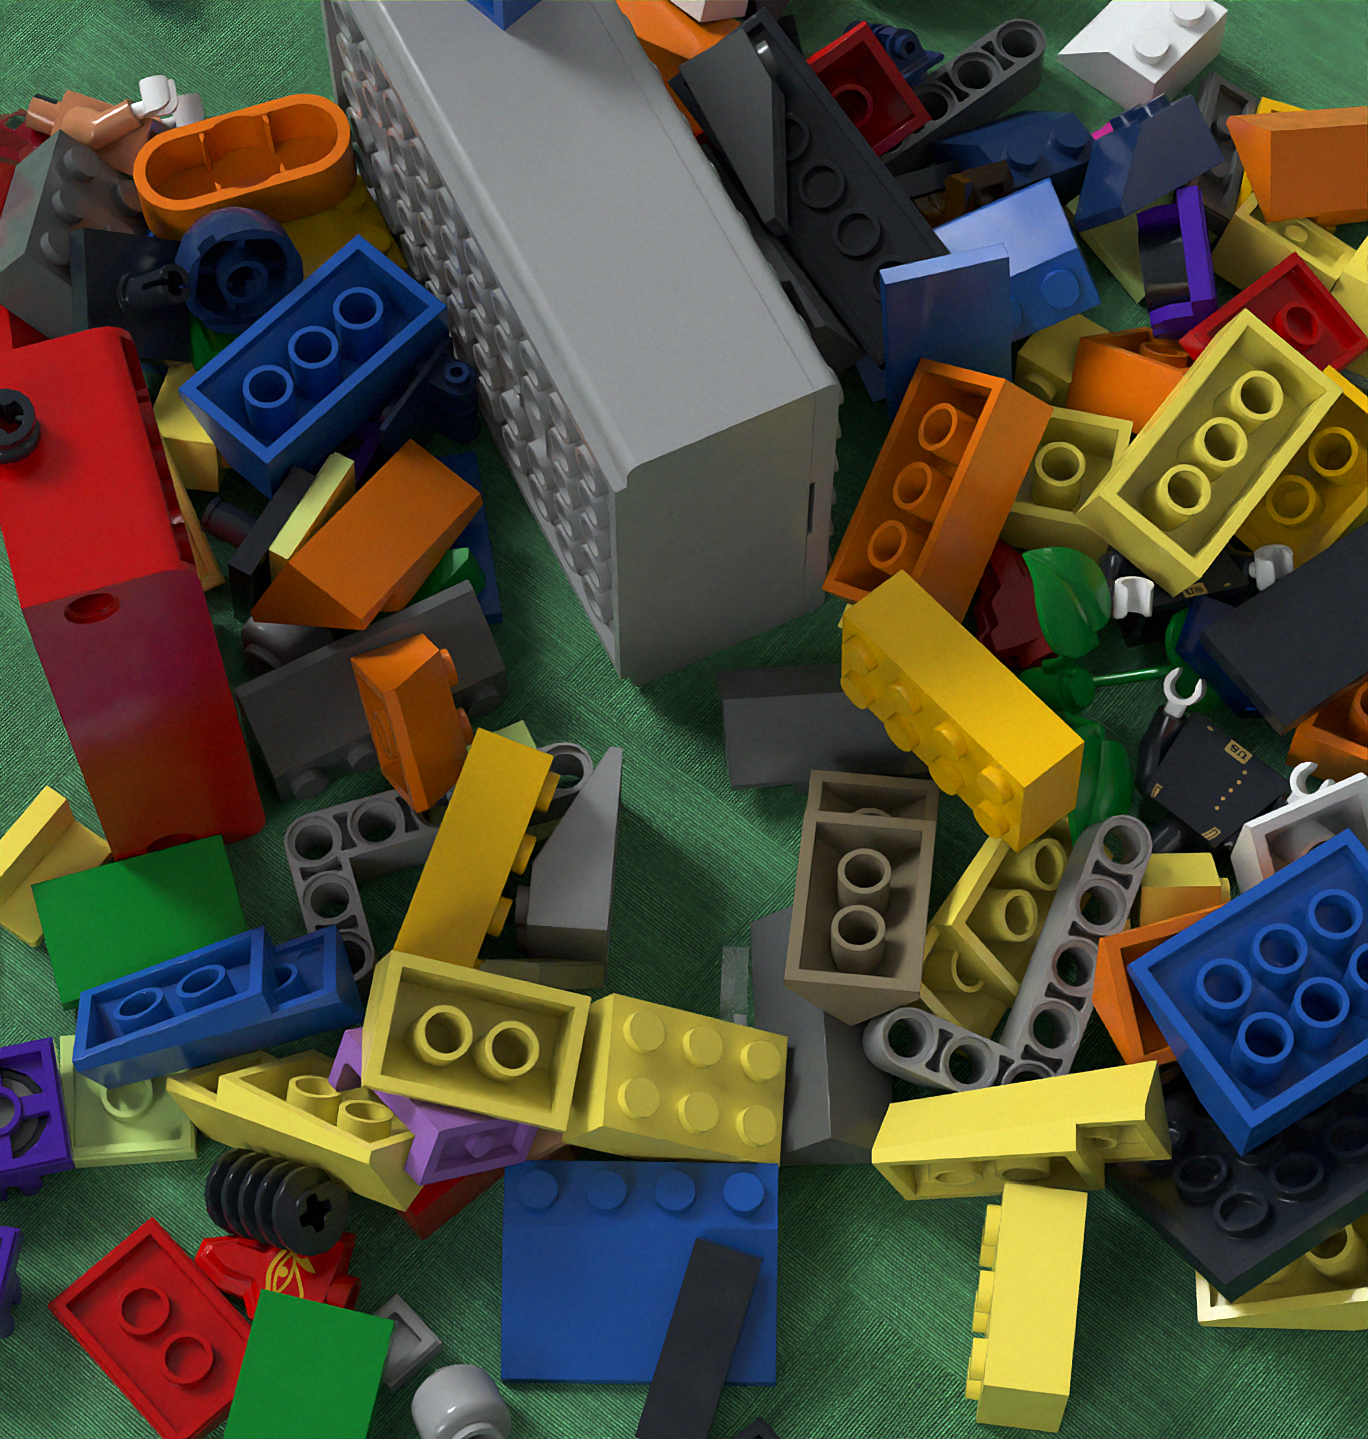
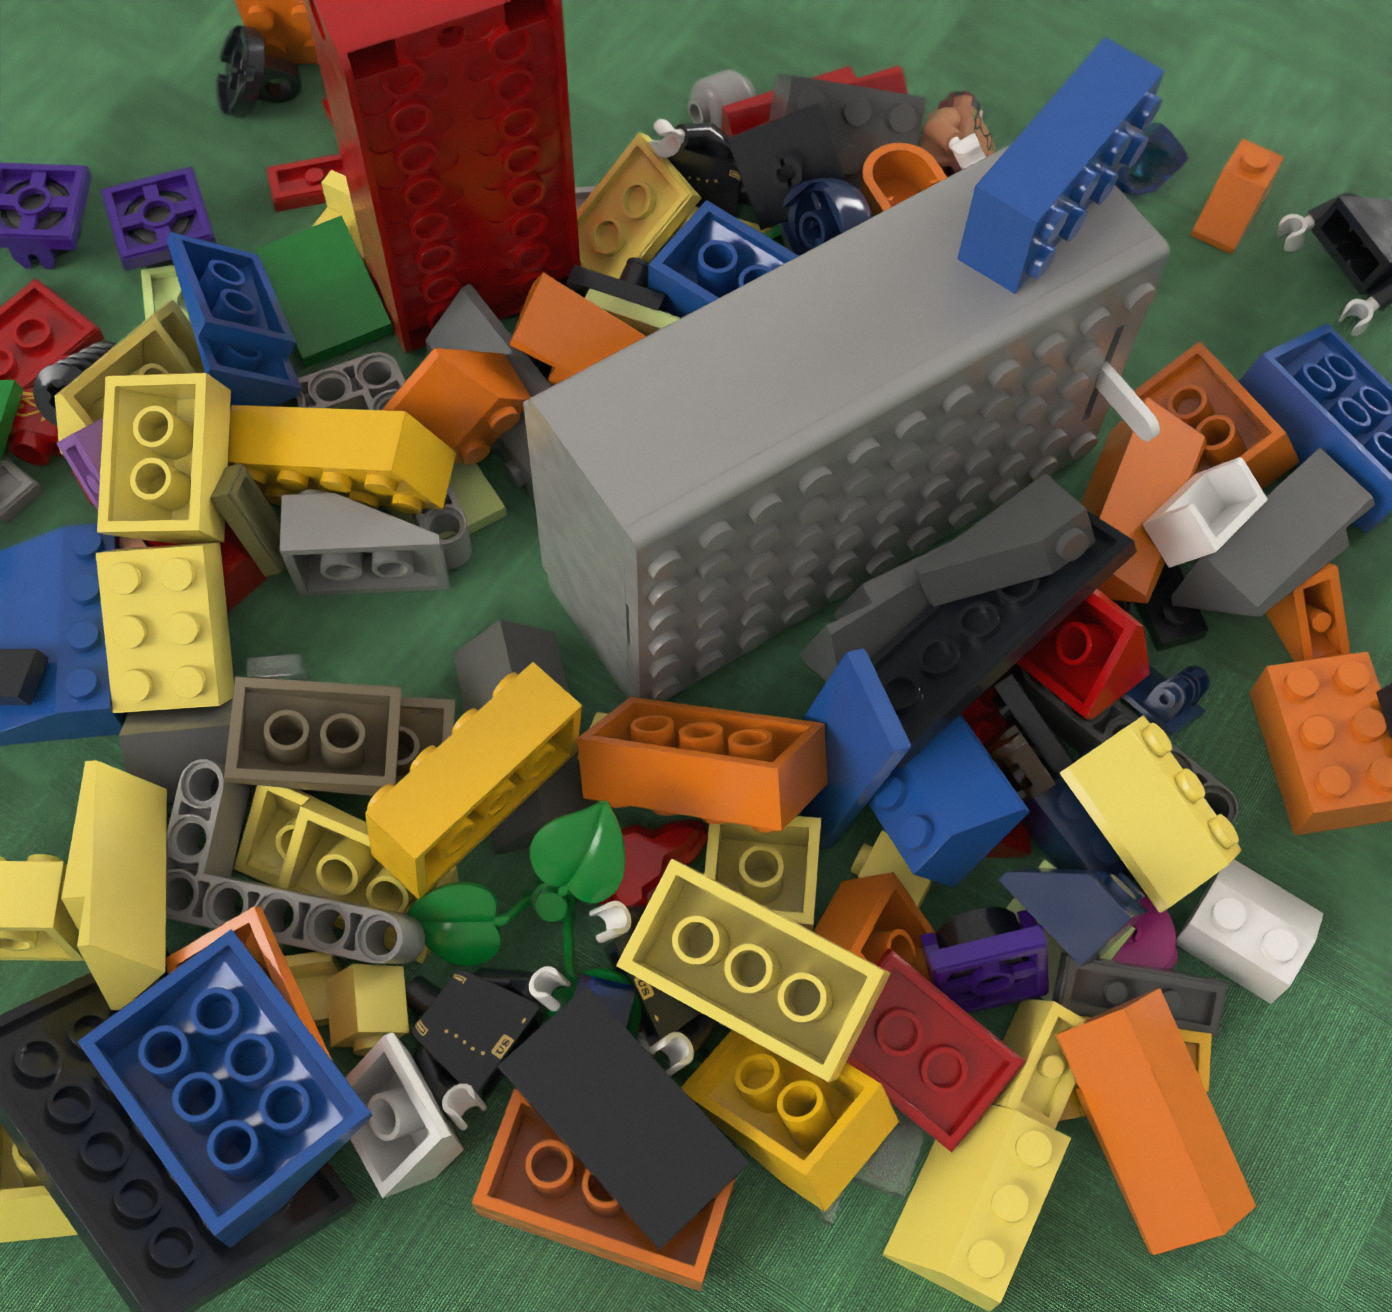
camera: 80 degrees right, 0 degrees up
(1033, 85) = (1153, 812): none -> light yellow slope

